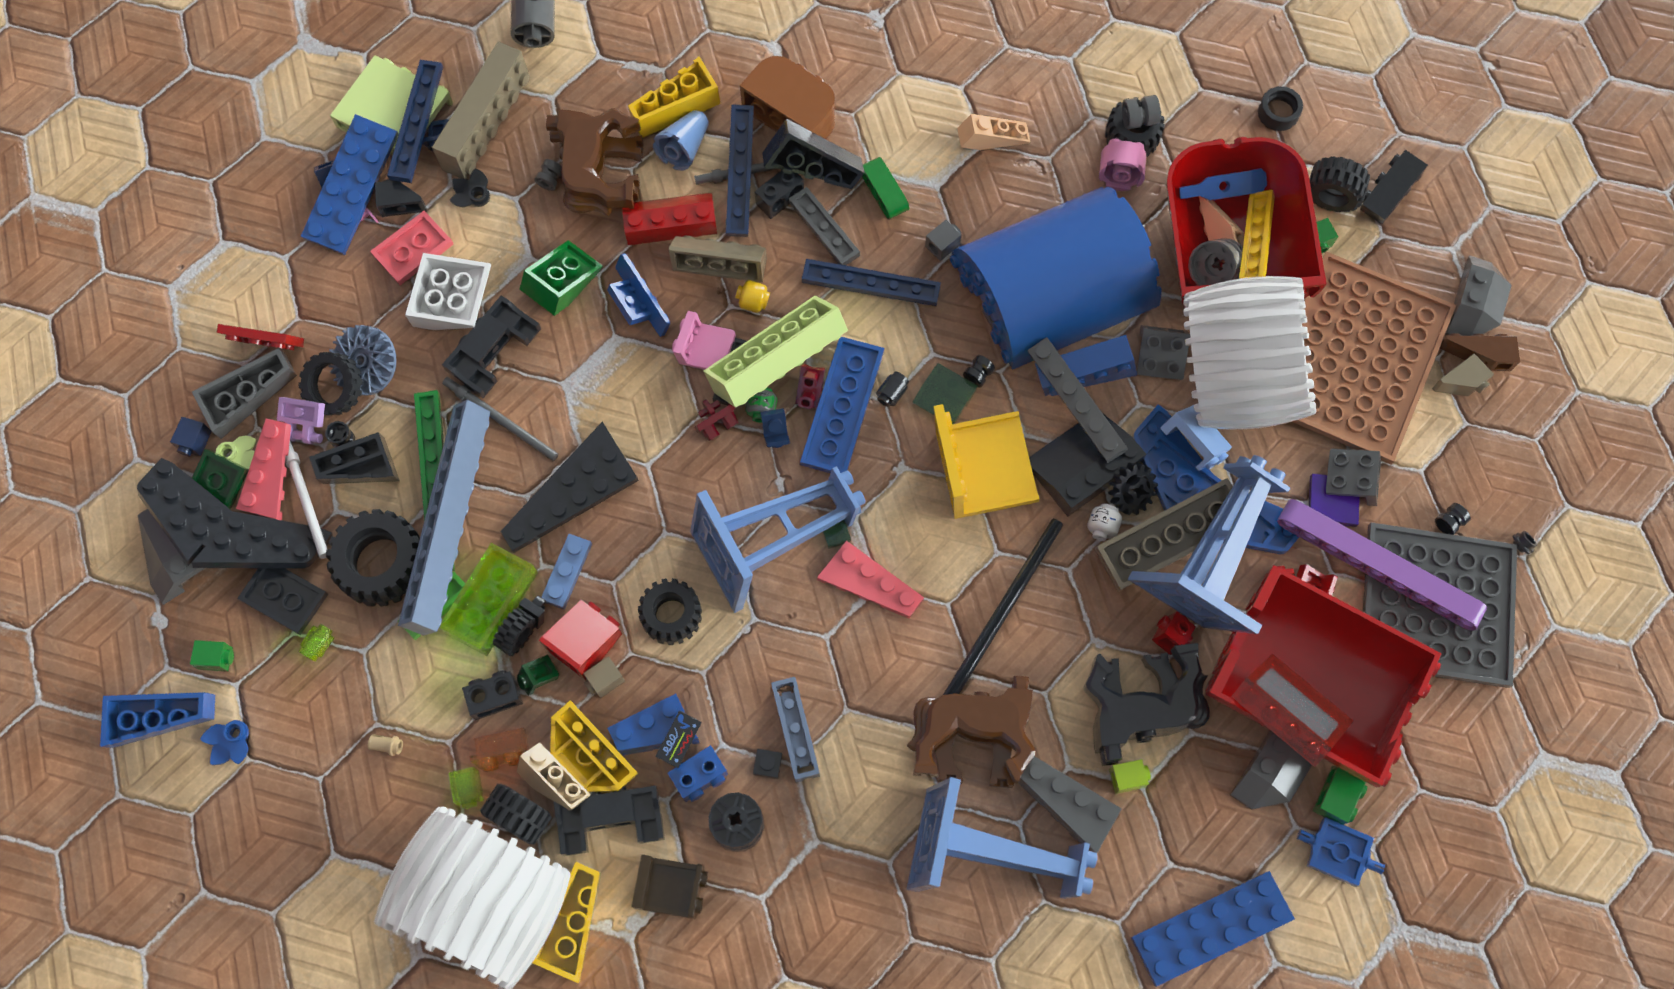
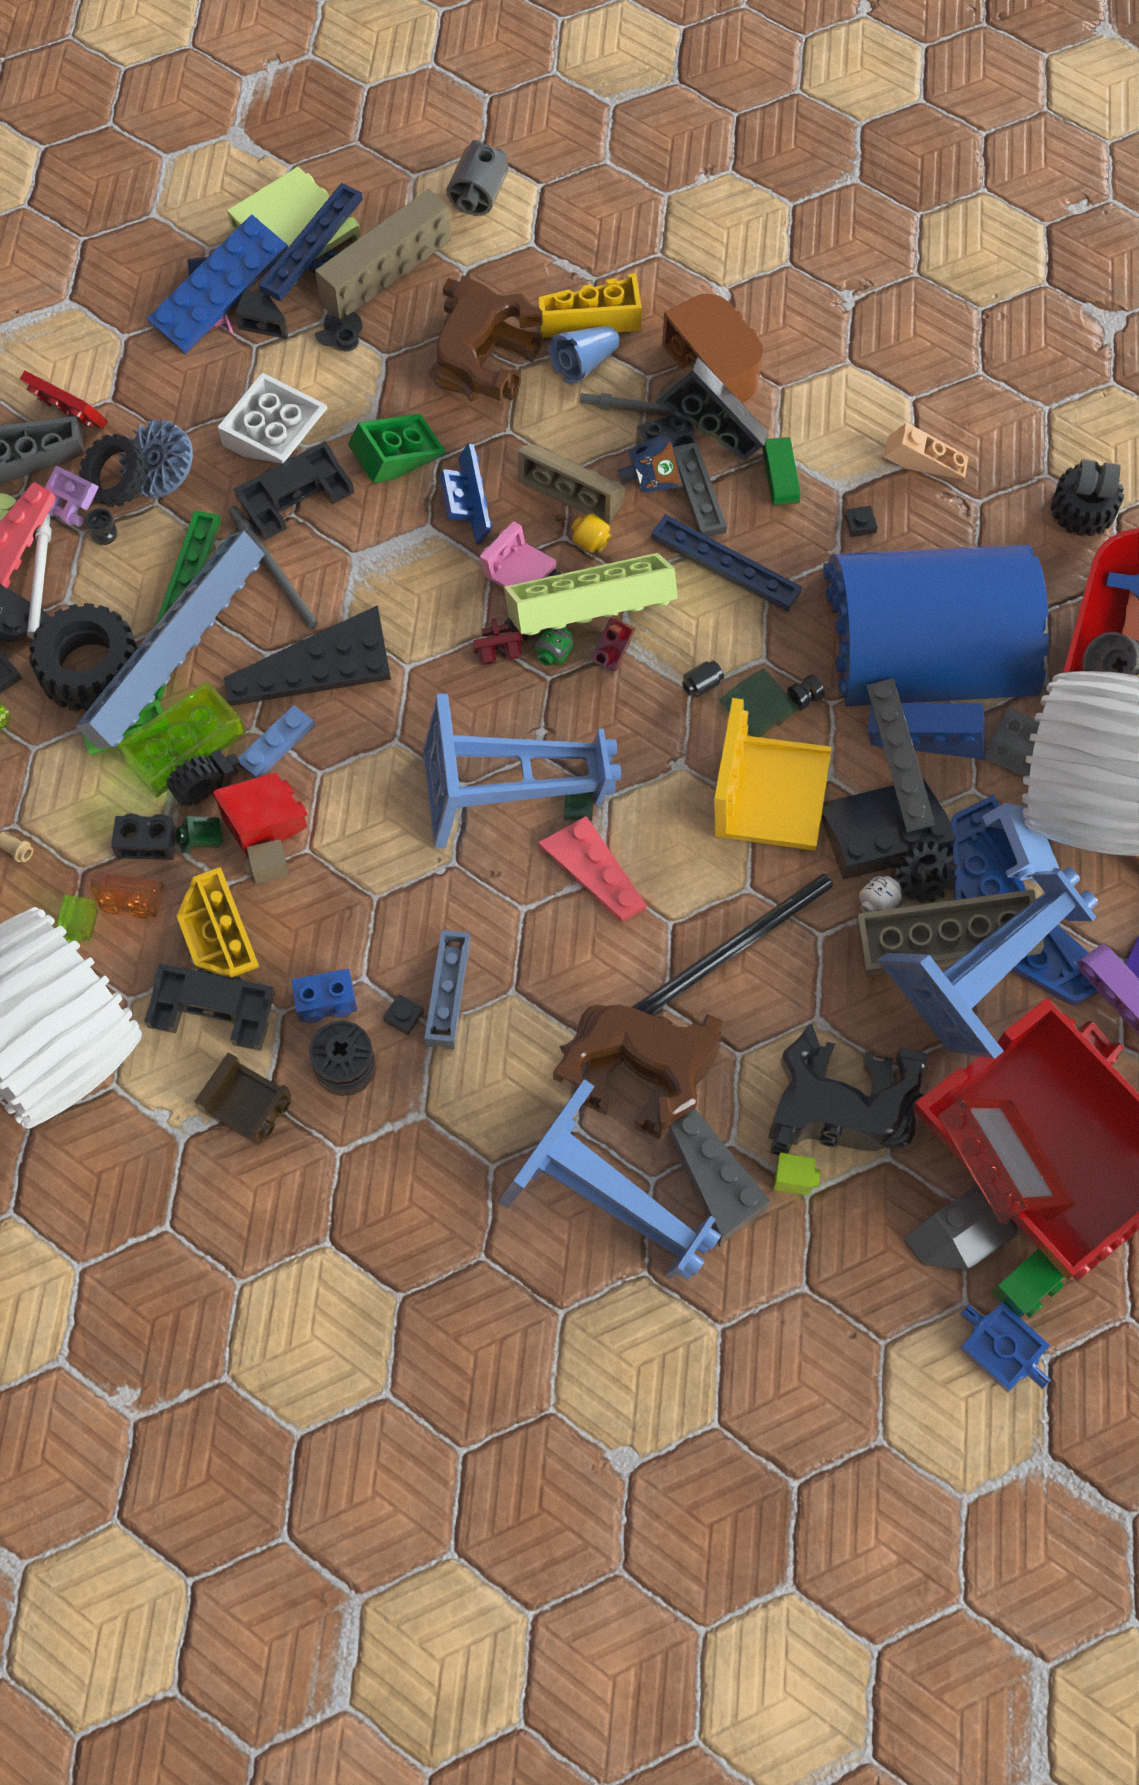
camera: 20 degrees right, 5 degrees down
(356, 462) = (105, 556): black wedge -> none
(404, 249) = (242, 366): coral plate -> none
(515, 813) = (115, 959): black tyre -> none
(548, 176) = (425, 344): dark grey wheel -> none
(550, 778) = (166, 937): tan slope -> none
(568, 938) = (119, 1101): yellow wedge -> none
(647, 728) = (297, 931): blue wedge -> none
(663, 593) = (359, 800): black tyre -> none
(669, 218) = (525, 424): red slope -> none
(678, 739) = (316, 947): black tile -> none
(739, 170) = (630, 401): dark blue plate -> none
(775, 428) = (557, 673): dark blue bracket -> none
(780, 220) = (653, 465): none -> torso
(842, 406) = (641, 676): blue plate -> none
(943, 240) = (822, 543): dark grey brick -> none
(963, 208) = (860, 521): none -> black plate
(1122, 164) = (1057, 531): bright pink brick -> none
(1173, 631) = (910, 1035): red brick -> none
(1212, 928) = (823, 1373): blue plate -> none

